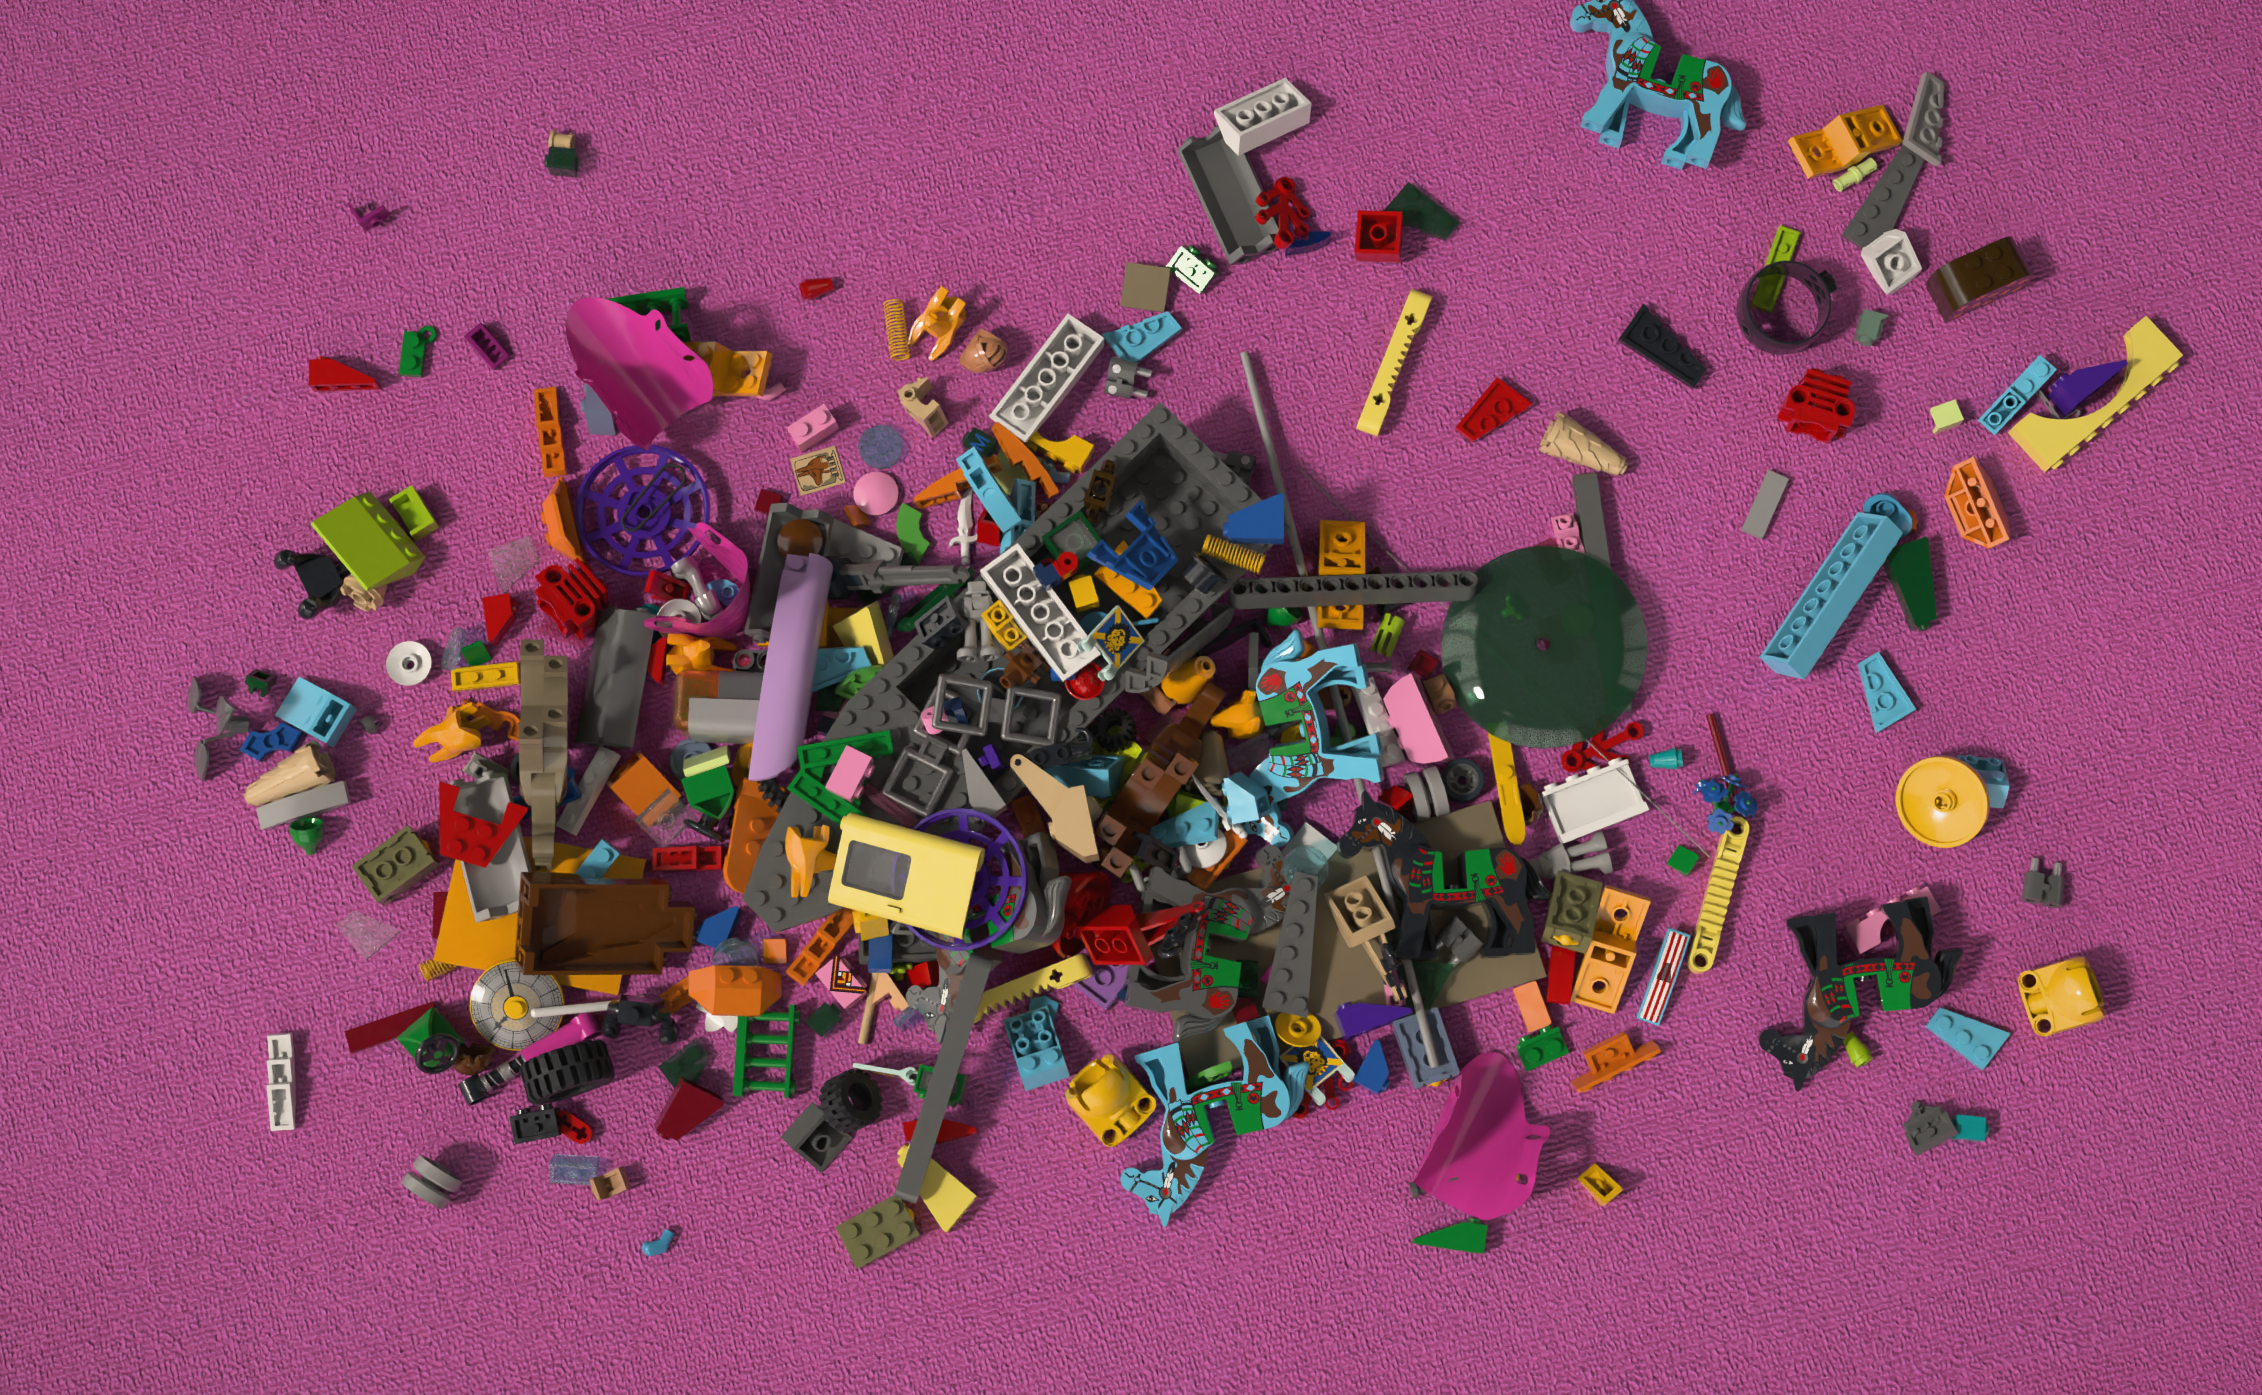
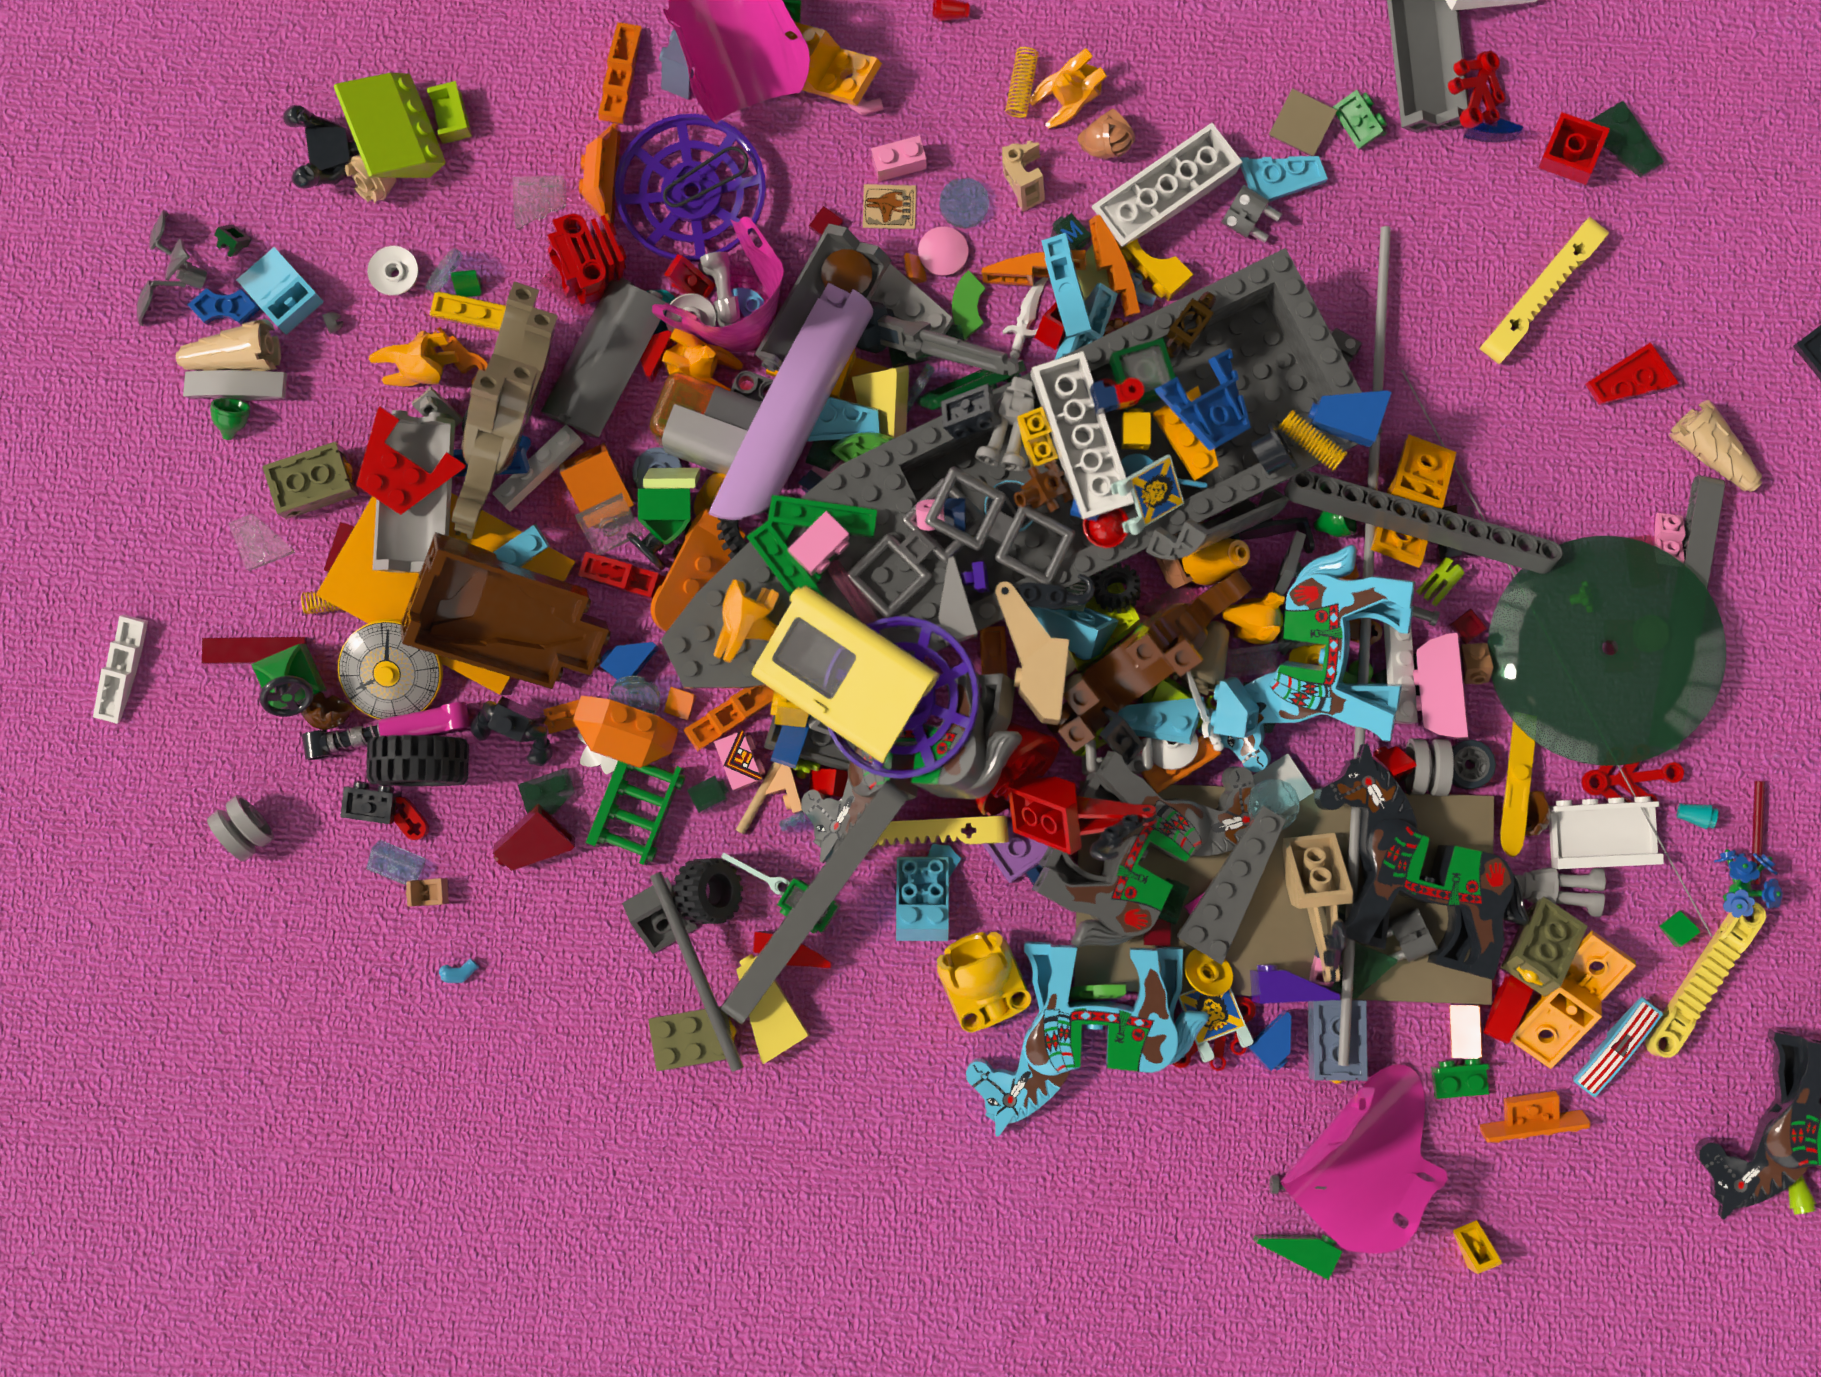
camera: 15 degrees right, 5 degrees up
(499, 615) = (503, 251): red slope -> none
(571, 1009) = (446, 694): white bar -> none
(863, 1171) = (696, 971): none -> dark grey piece

